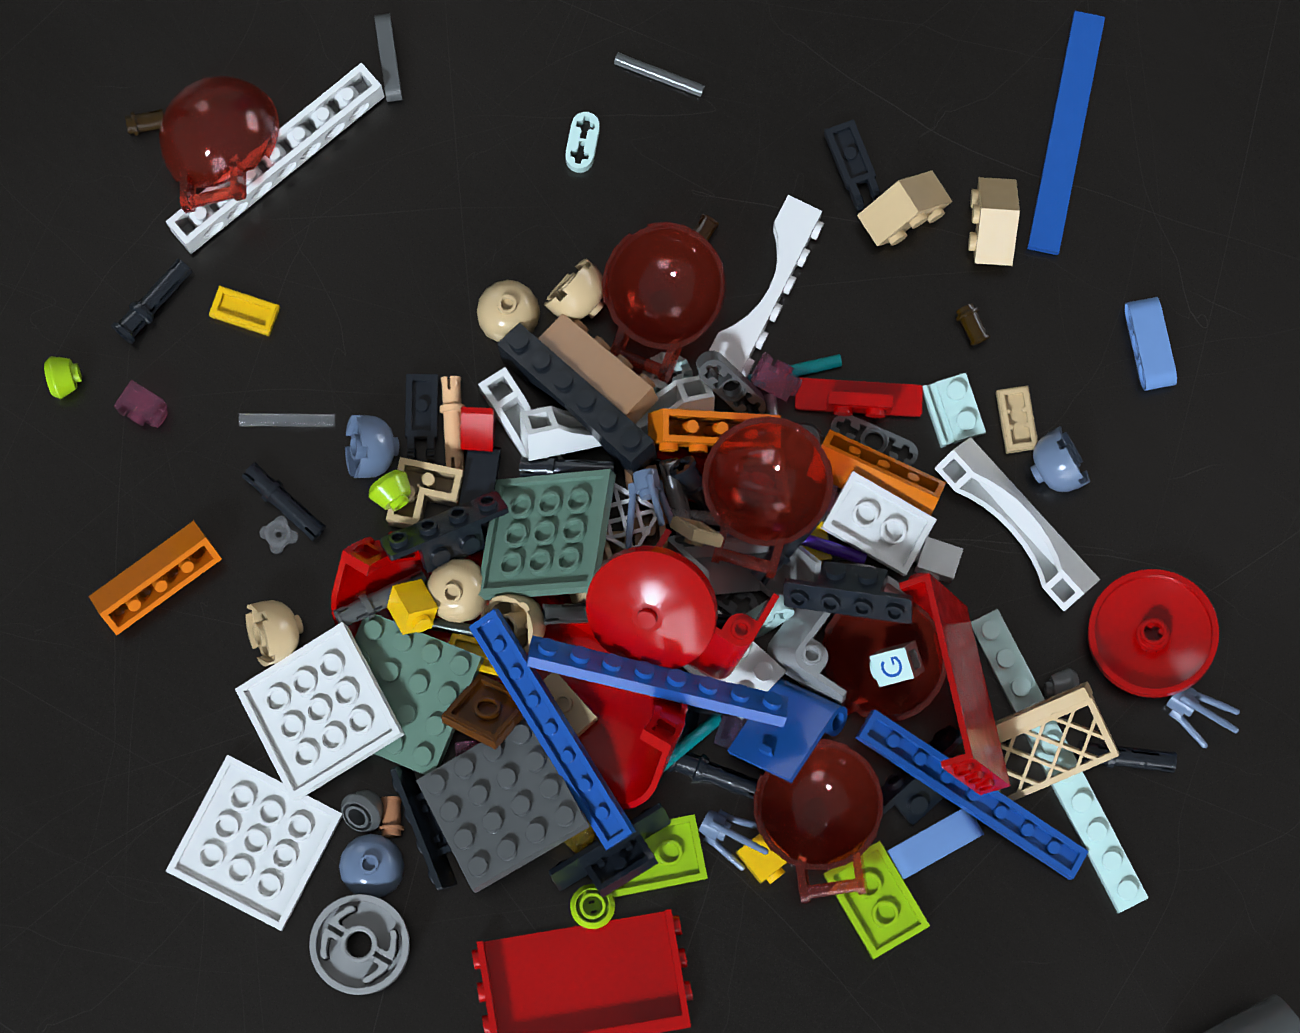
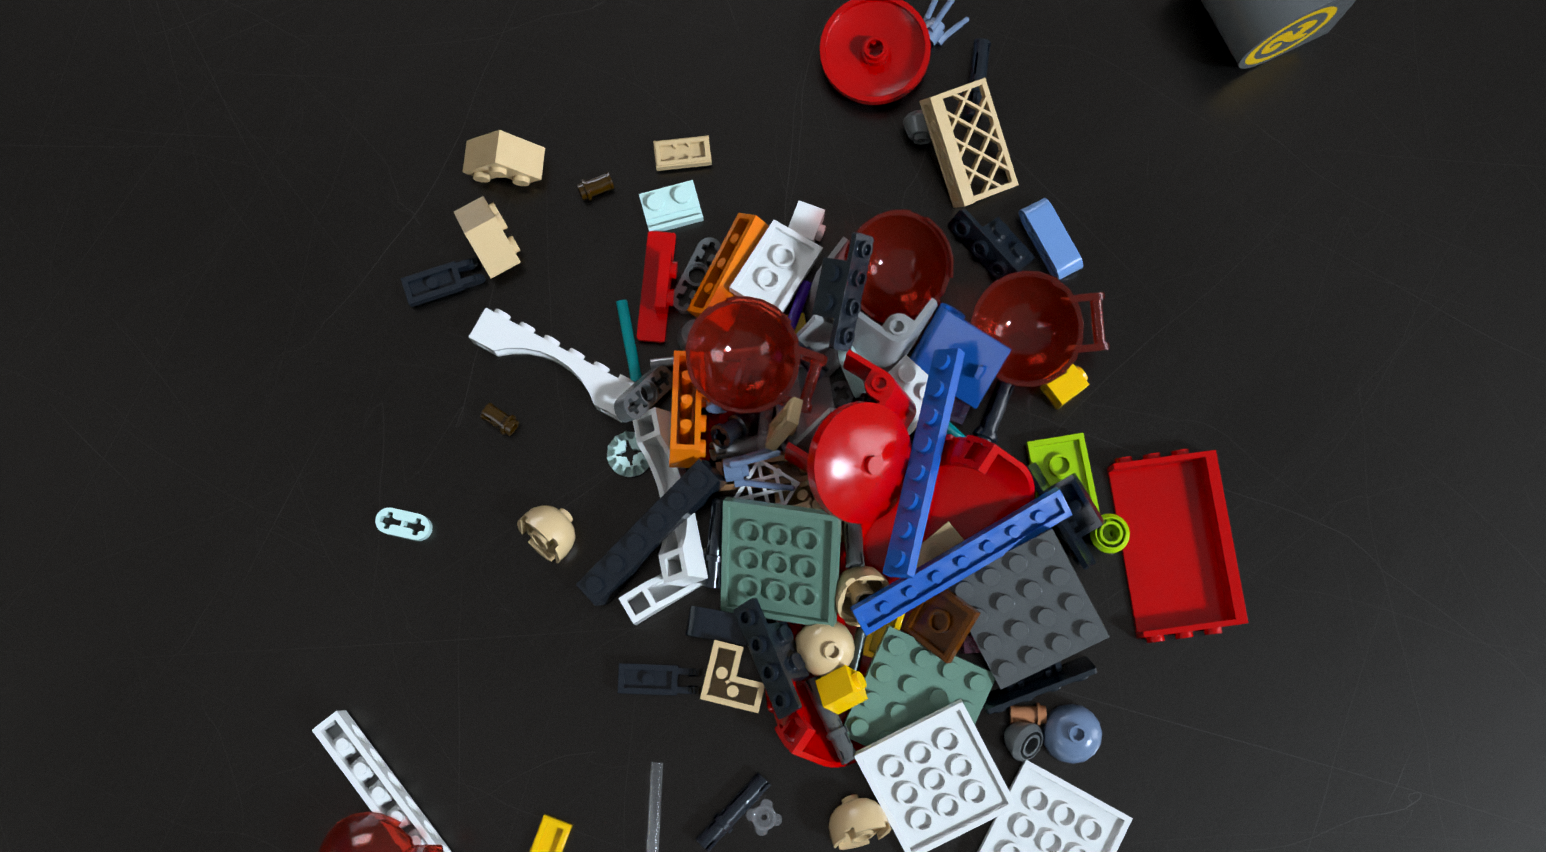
camera: 90 degrees left, 0 degrees up
(349, 972) = (1127, 731): light grey piece -> none
(370, 446) = (686, 728): sand blue cylinder -> none
(388, 57) = (307, 705): dark grey beam -> none
(391, 490) = (734, 706): lime cone -> none
(452, 421) = (666, 650): light nougat pin -> none
(477, 428) = (676, 625): red slope -> none
(505, 306) = (559, 598): tan cylinder -> none
(600, 368) = (622, 511): medium nougat brick -> none
(659, 74) = (344, 452): dark grey bar -> none
(662, 292) = (555, 449): clear red windscreen -> none
(716, 827) = (1037, 424): sand blue plant -> none
(775, 377) = (637, 356): clear pink brick -> none
(888, 910) = (1115, 277): lime plate -> none
(896, 663) = (901, 259): light aqua brick -> none
(983, 763) = (931, 199): red panel -> none
(991, 808) = (1012, 205): blue plate -> none
(1057, 564) = (736, 185): white arch -> none
(1058, 462) = (724, 119): sand blue cylinder -> none
(1066, 133) = (425, 99): blue tile -> none
(1073, 792) = (1013, 123): light aqua plate -> none
(1150, 343) = (620, 38): medium blue beam -> none

